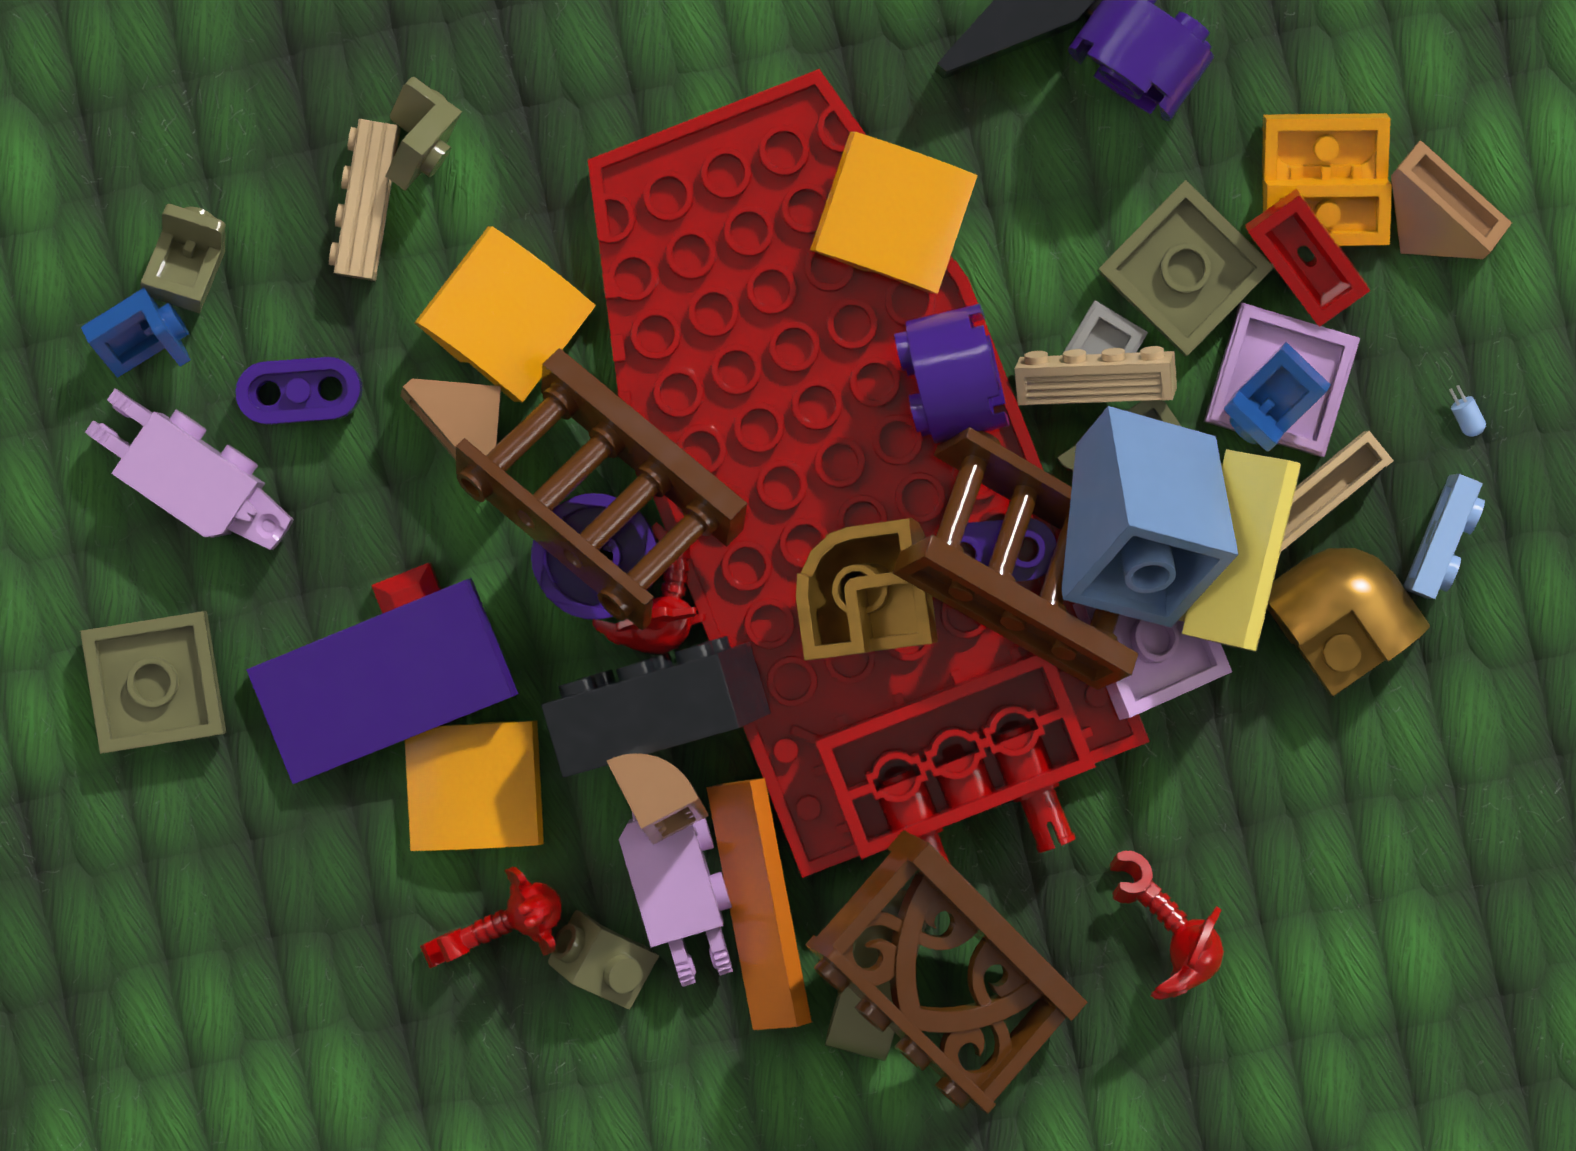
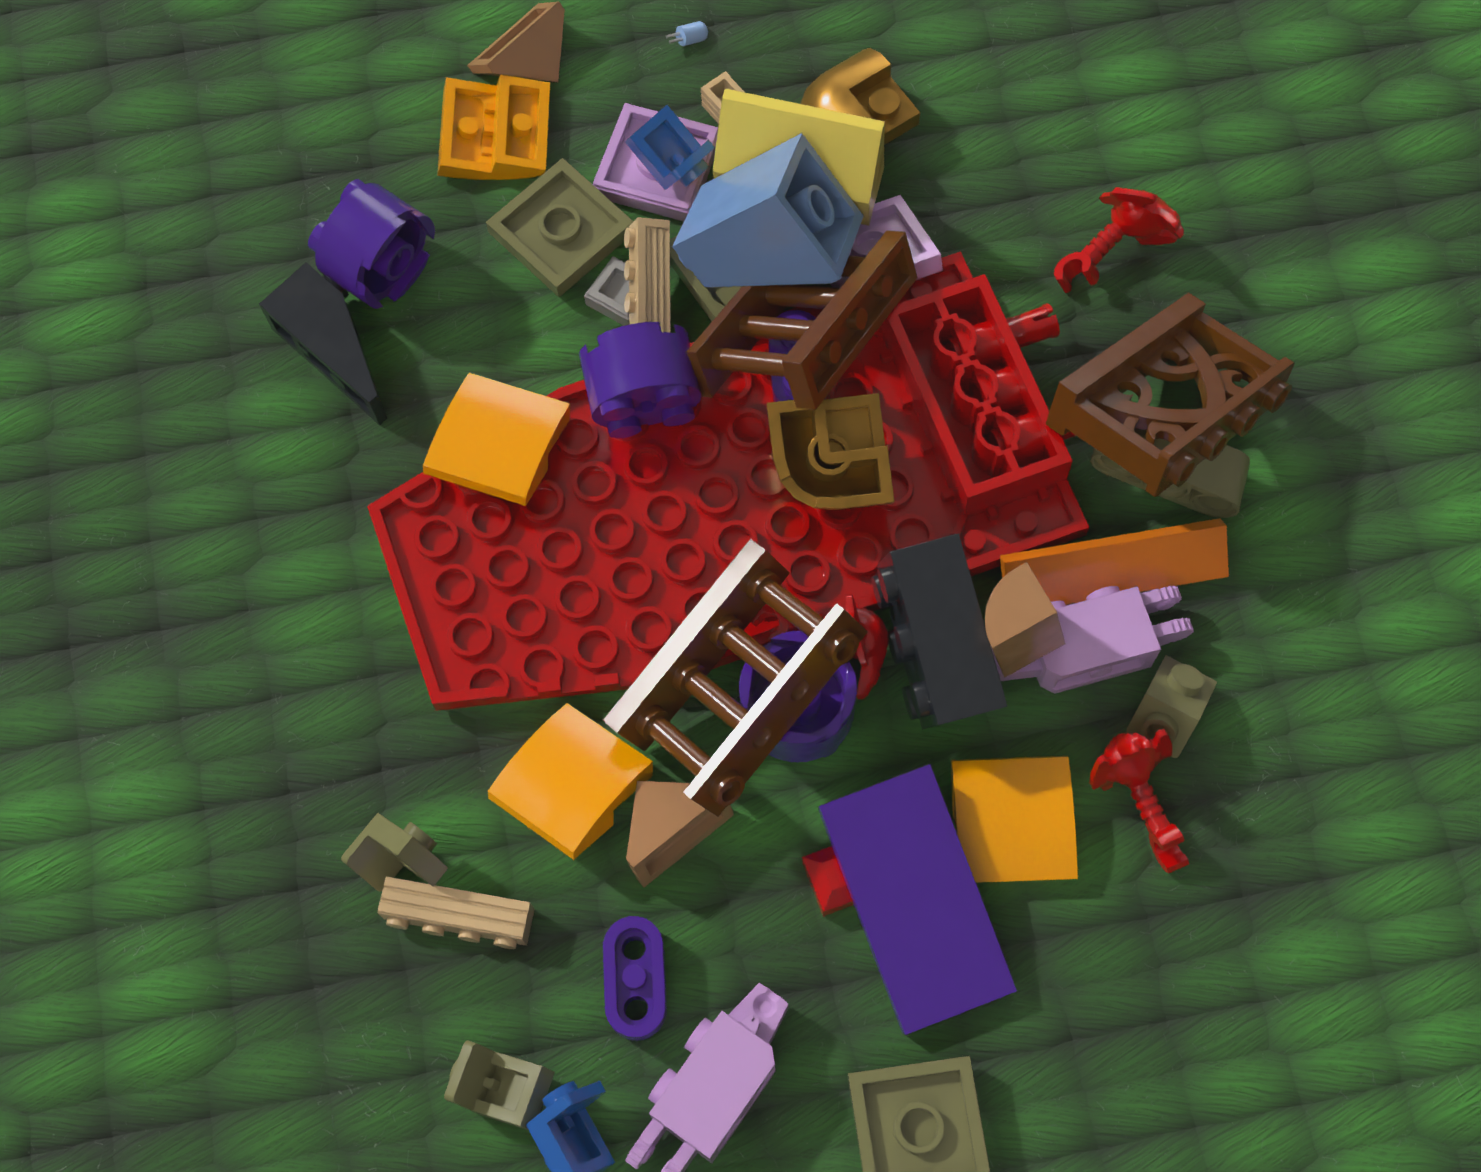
camera: 80 degrees left, 20 degrees down
(1326, 282) = (572, 119): red piece -> none
(1435, 560) = (787, 41): light blue plate -> none

